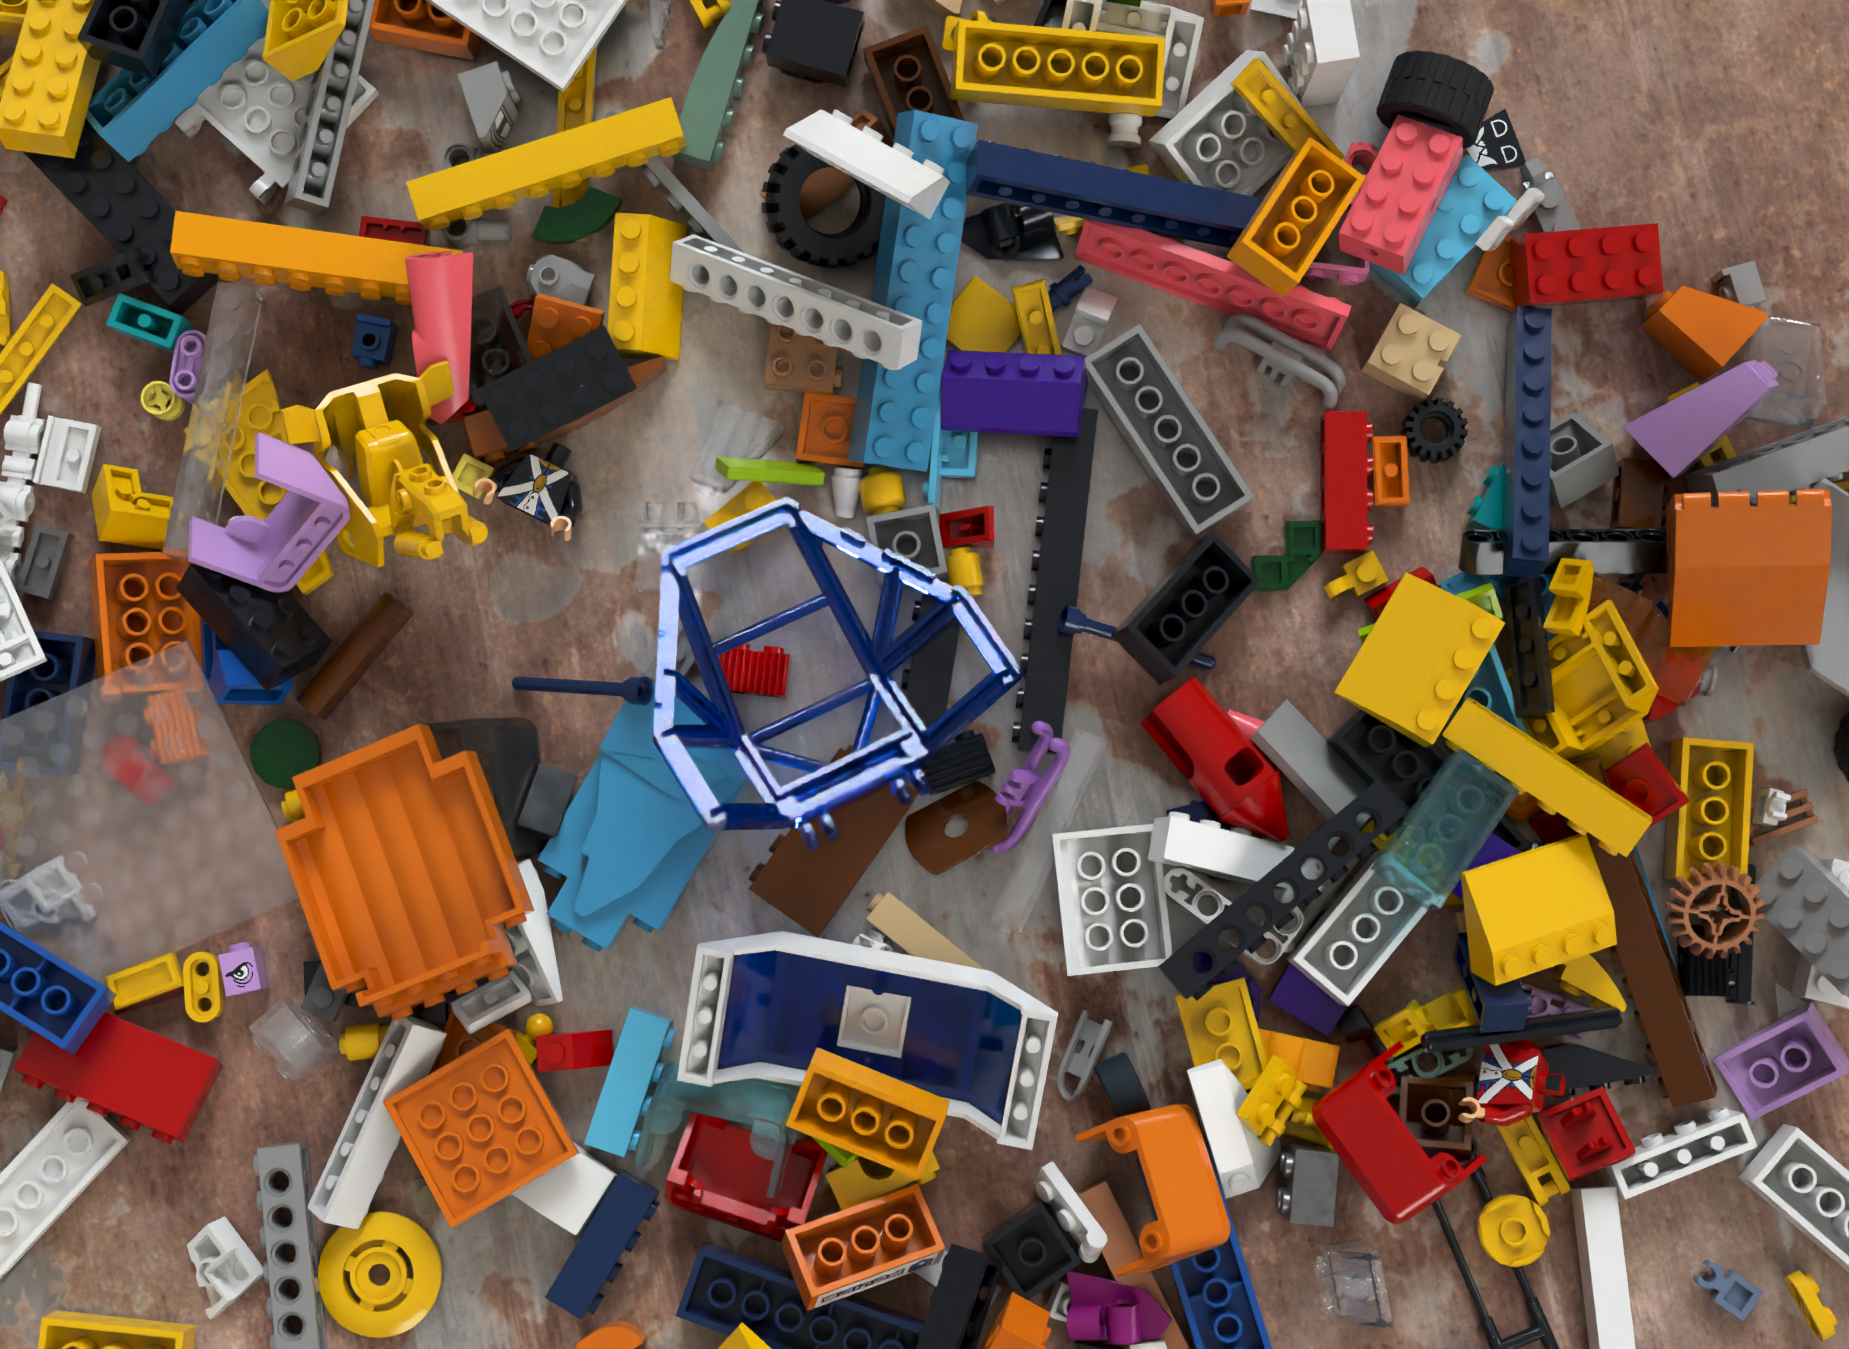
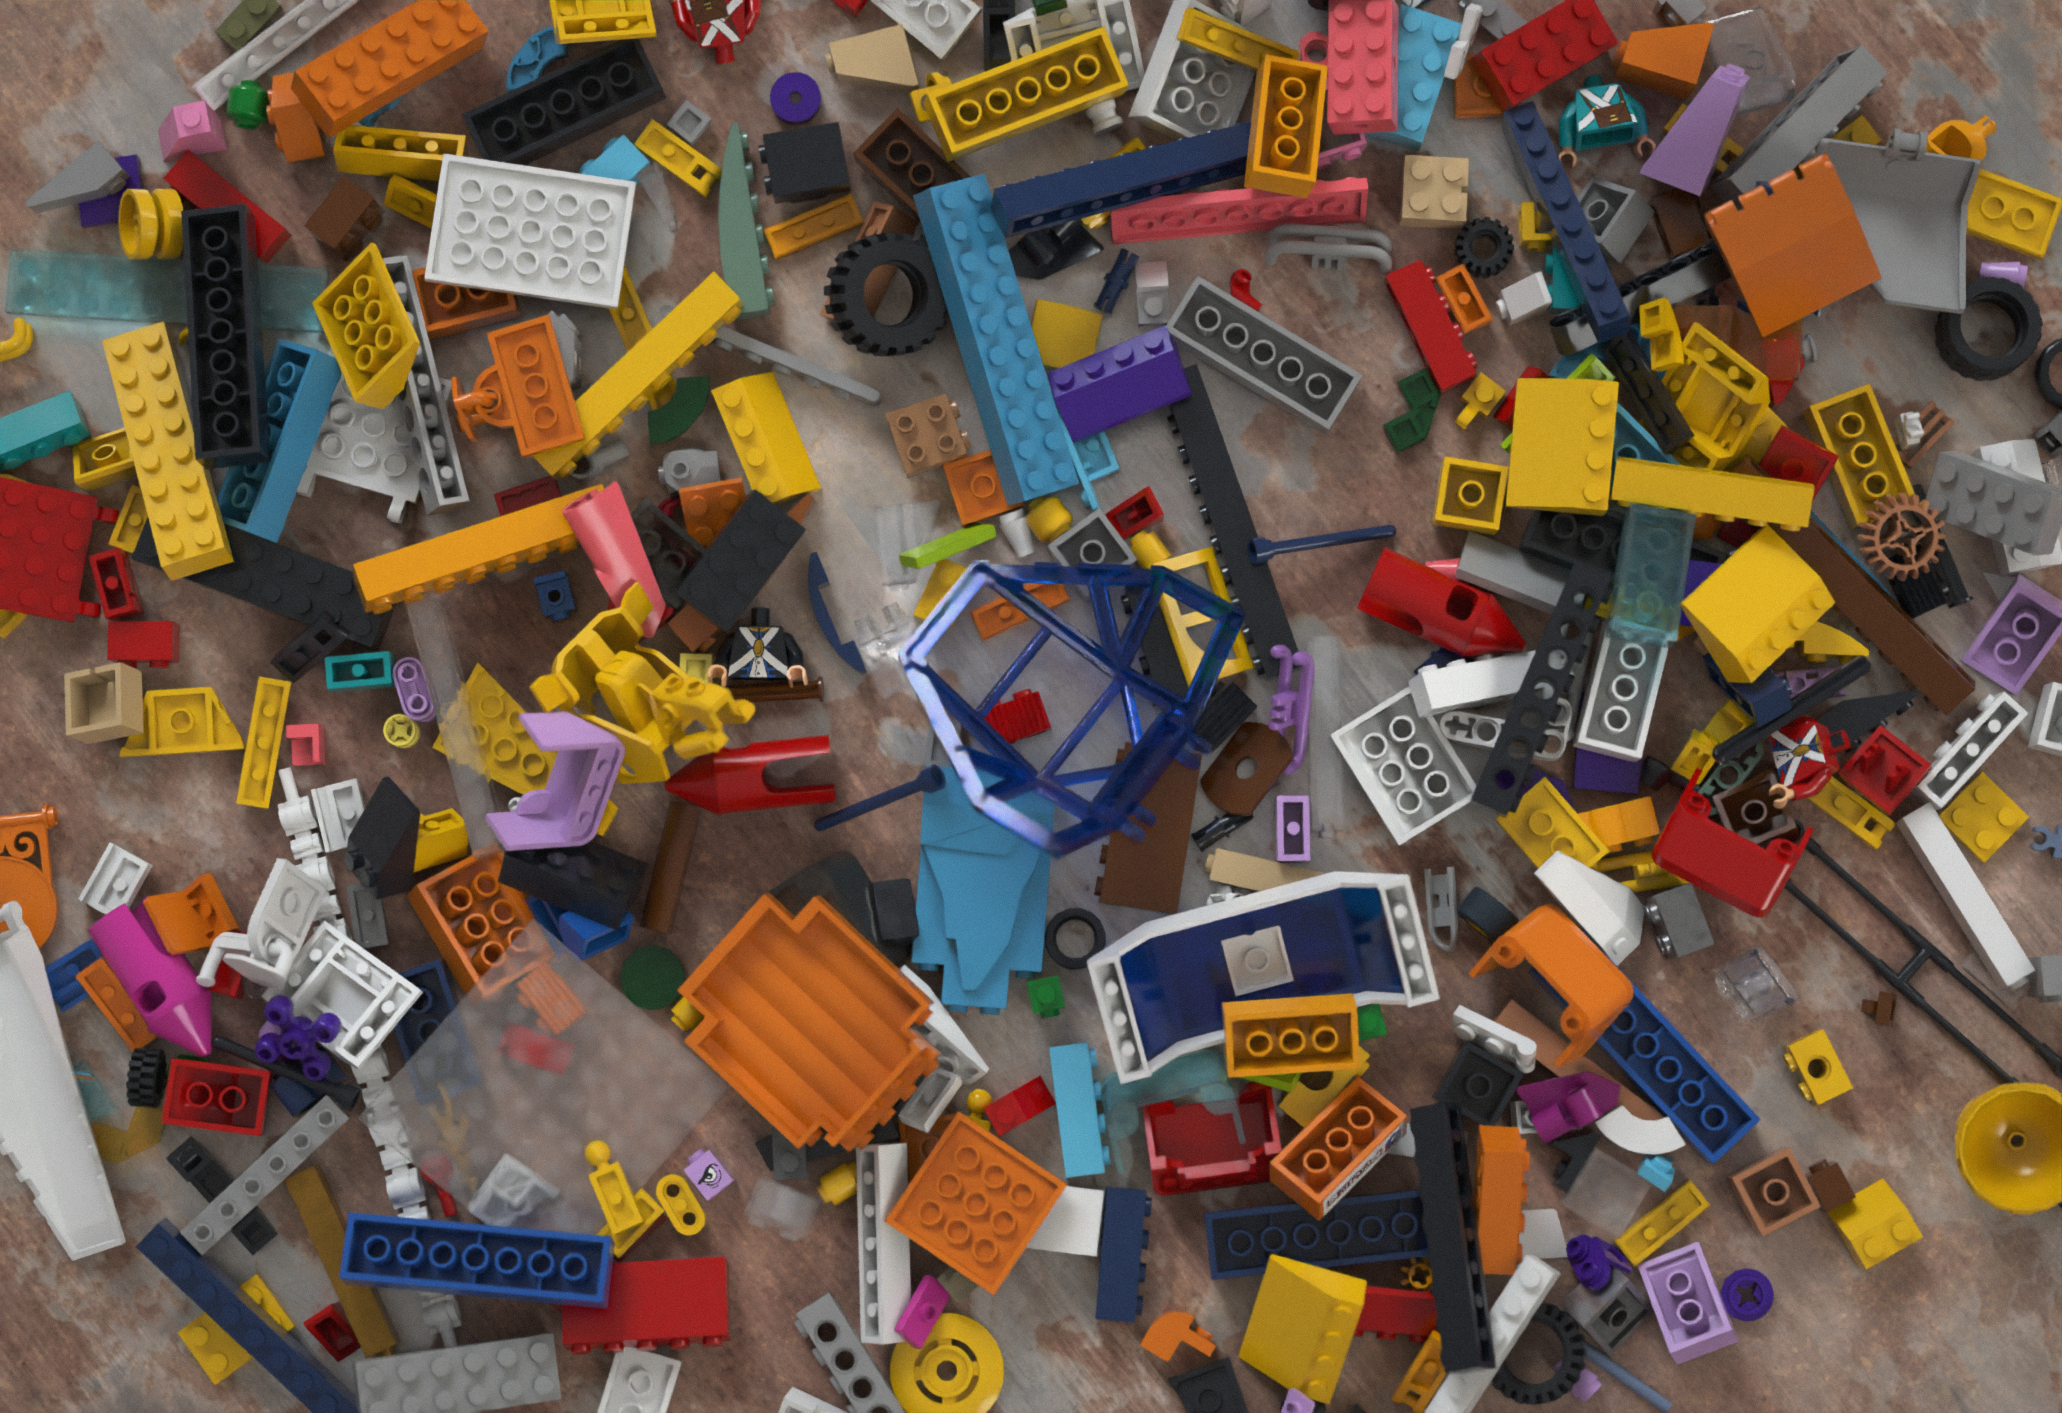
camera: 25 degrees left, 0 degrees up
(69, 371) = (307, 744): none -> coral panel
(84, 499) = (385, 842): none -> black slope
(140, 941) = (612, 1189): none -> yellow plate
(380, 1207) = (922, 1312): none -> dark pink plate
(435, 126) = (528, 390): none -> orange plate
(457, 603) = (735, 780): none -> red piece
(527, 529) = (778, 691): none -> reddish brown axle
(629, 445) = (817, 580): none -> dark blue slope
(653, 956) = (1046, 996): none -> green brick
(703, 886) = (1057, 922): none -> black tyre
(788, 104) = (813, 227): none -> light orange tile
(788, 565) = (1002, 616): none -> orange tile
(796, 302) = (902, 394): white brick -> none
(870, 160) = (916, 249): white slope -> none
(900, 874) = (1219, 829): none -> black axle
(952, 681) = (1187, 651): none -> yellow window
(954, 1136) = (1370, 1022): none -> green brick
(971, 908) = (1292, 829): none -> lavender brick
(1035, 318) = (1107, 312): yellow tile -> none
(1177, 358) = (1241, 288): none -> red arm
(1186, 608) = (1350, 494): black brick -> none
(1271, 1101) = (1615, 866): yellow plate -> none
(1304, 665) = (1469, 495): none -> yellow brick
(1449, 499) = (1524, 299): none -> white slope
(1488, 428) = (1527, 225): none -> yellow bracket
(1513, 1230) = (1863, 879): yellow tile -> none
(1611, 359) = (1602, 118): none -> teal torso
(1660, 1225) = (1982, 817): none -> yellow plate

